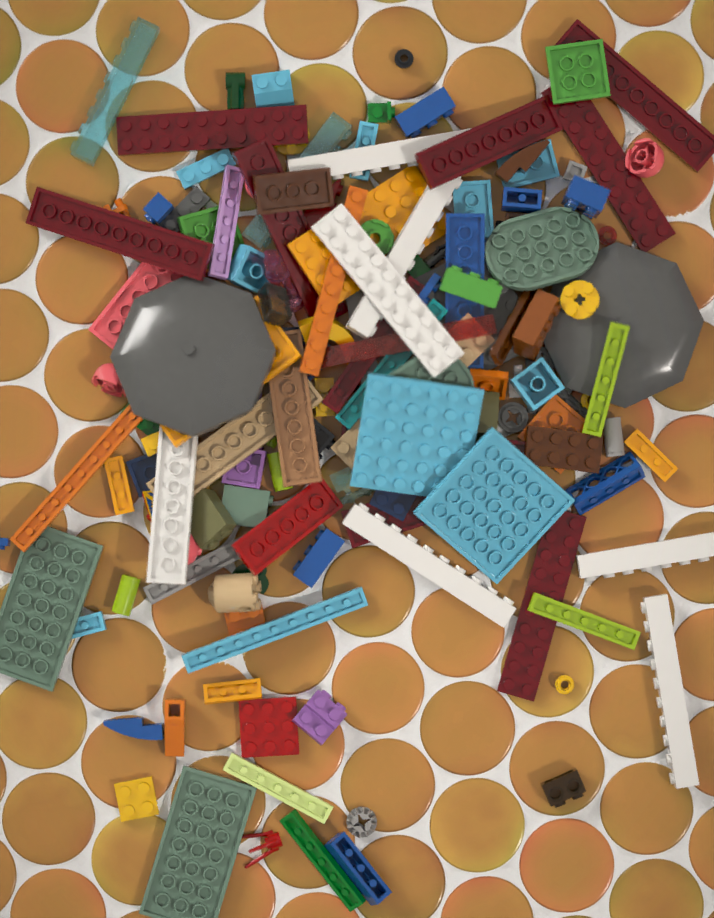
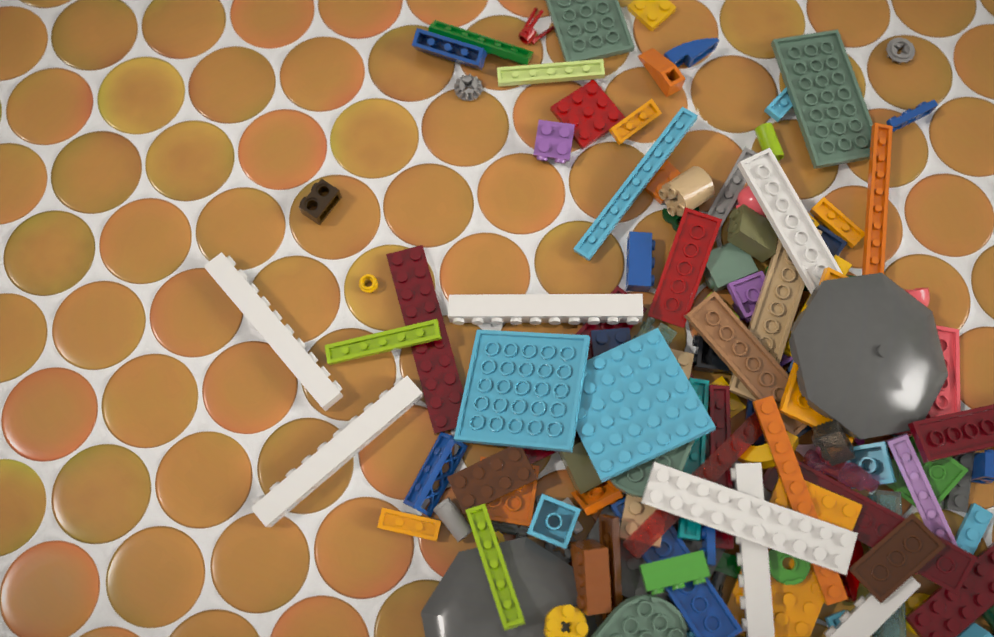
camera: 150 degrees right, 15 degrees down
(515, 408) = (562, 479): dark grey gear -> none

